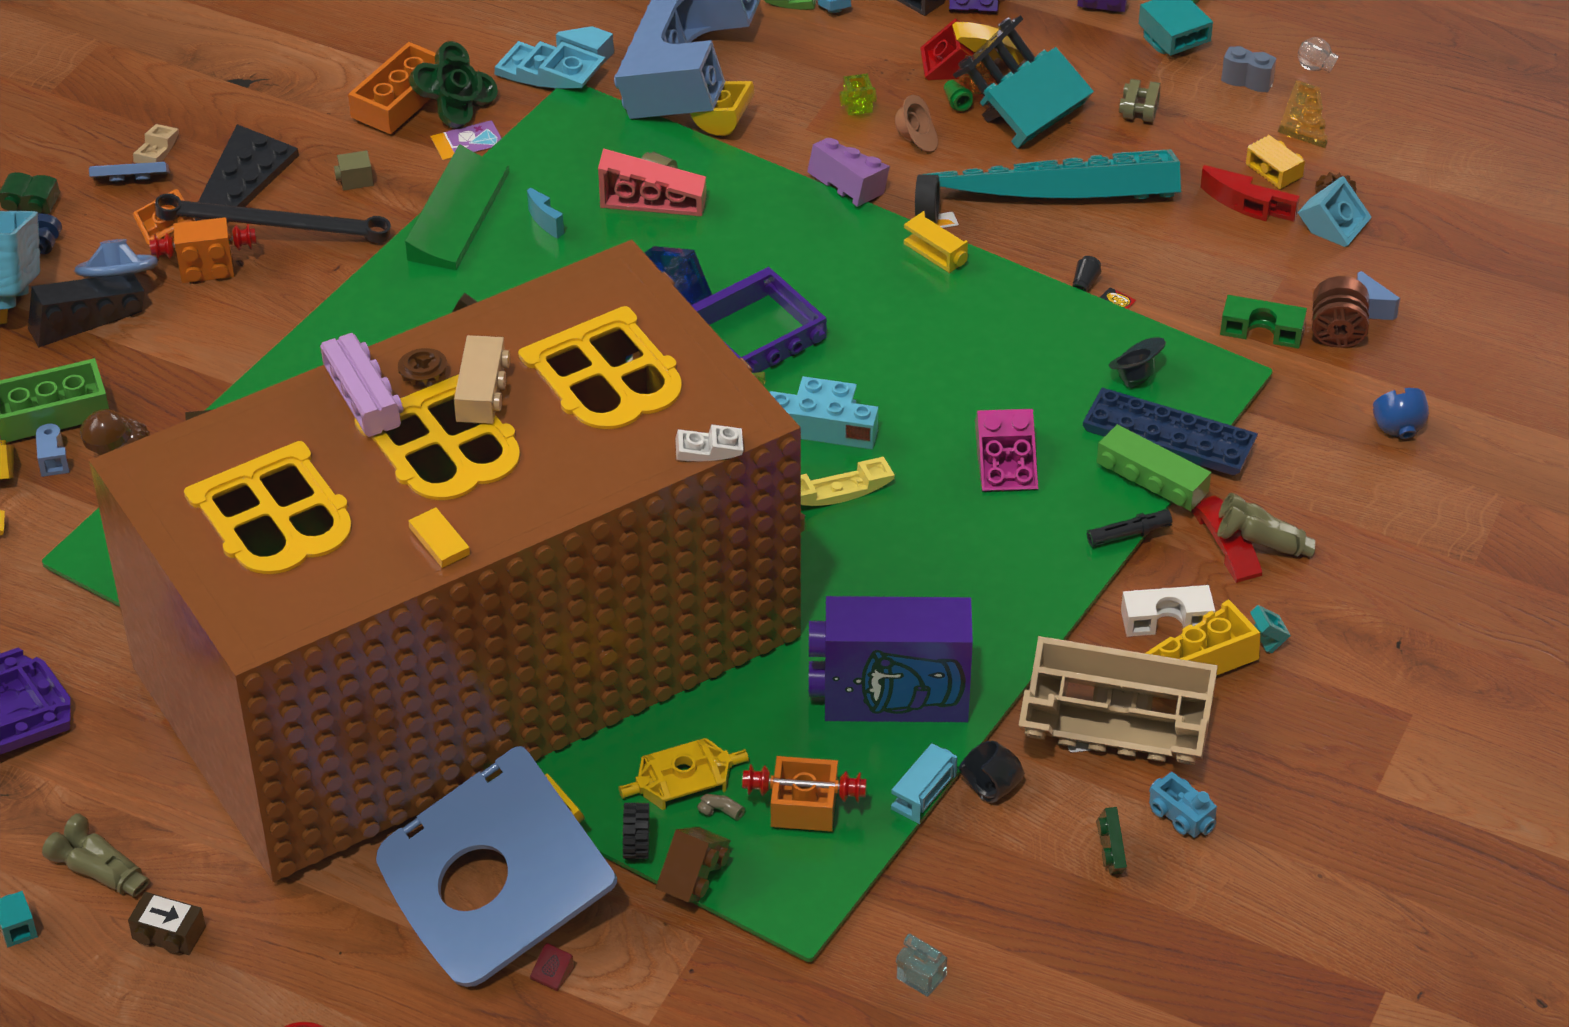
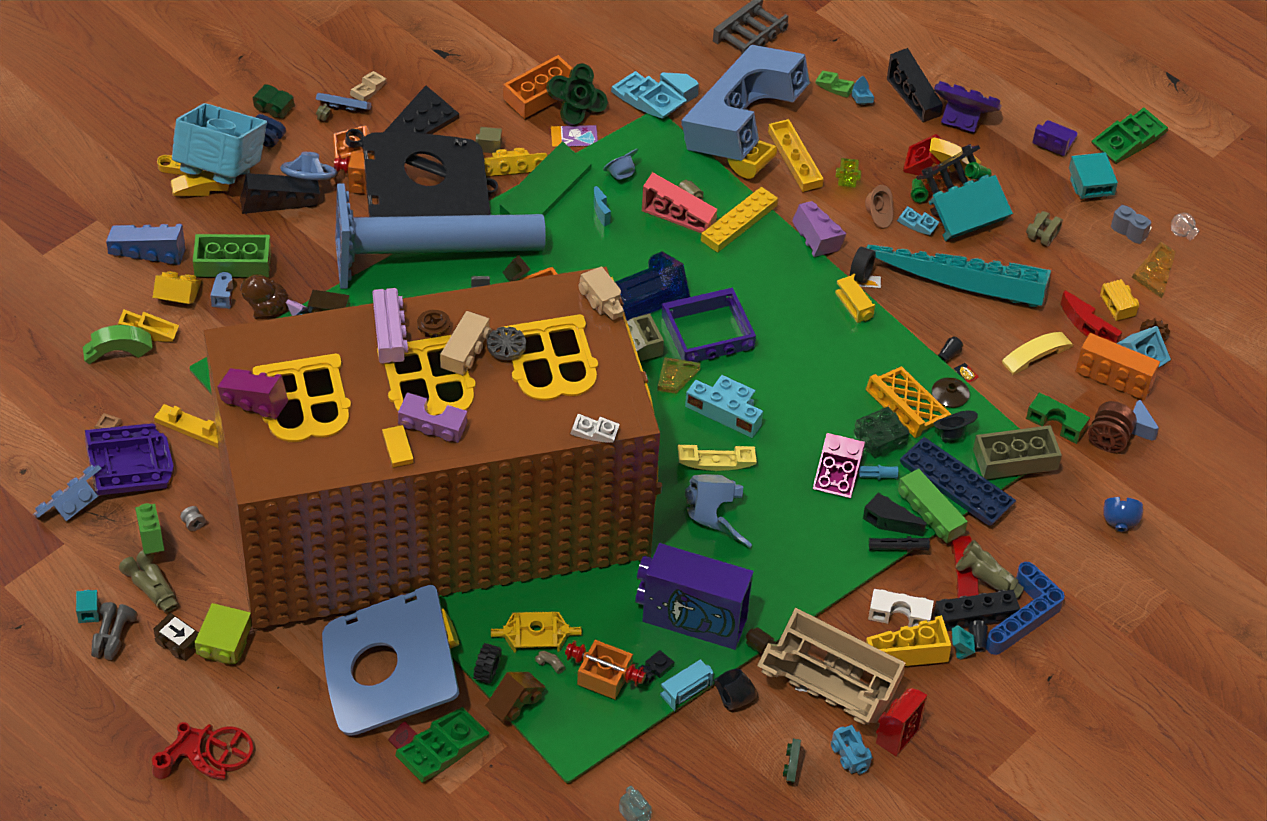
camera: 15 degrees right, 5 degrees up
(65, 958) = (111, 642): none -> dark grey piece
(70, 786) = (149, 528): none -> bright green brick
(73, 638) = (187, 424): none -> yellow hinge
(105, 191) = (323, 112): none -> olive plate
(125, 758) = (192, 518): none -> light grey wheel
(202, 517) = (254, 392): none -> magenta wedge
(235, 900) = (223, 634): none -> lime brick
(318, 302) = (430, 234): none -> medium blue piece
(338, 256) = (459, 194): none -> black door
(393, 191) = (512, 162): none -> yellow bracket
(496, 493) = (446, 425): none -> medium lavender arch
(537, 366) = (506, 343): none -> dark grey wheel
(552, 157) = (622, 167): none -> medium blue piece
(611, 960) = (442, 744): none -> green slope
(643, 269) = (601, 292): none -> tan hinge
(737, 185) = (739, 219): none -> yellow piece
(778, 92) = (795, 155): none -> yellow piece
(847, 535) = (706, 495): none -> medium blue hips
(874, 768) = (656, 665): none -> black plate
(982, 134) = (920, 223): none -> medium azure slope
(1000, 699) = (759, 639): none -> dark brown brick
(1027, 49) = (975, 170): none -> green cone
(1048, 393) = (881, 432): none -> clear green brick
(1057, 360) = (910, 418): none -> light orange fence
(1062, 446) = (878, 472): none -> dark azure axle
(1104, 496) = (890, 516): none -> black slope
(1110, 326) = (950, 392): none -> dark brown dish
(1194, 248) = (1035, 349): none -> light yellow slope
(1234, 373) = (1017, 452): none -> olive brick
(1237, 746) = (901, 721): none -> red brick
(1272, 581) = (987, 607): none -> black brick
(1284, 606) = (979, 630): none -> black cone
(1313, 238) = (1117, 366): none -> orange brick
(1353, 552) = (1046, 603): none -> blue beam

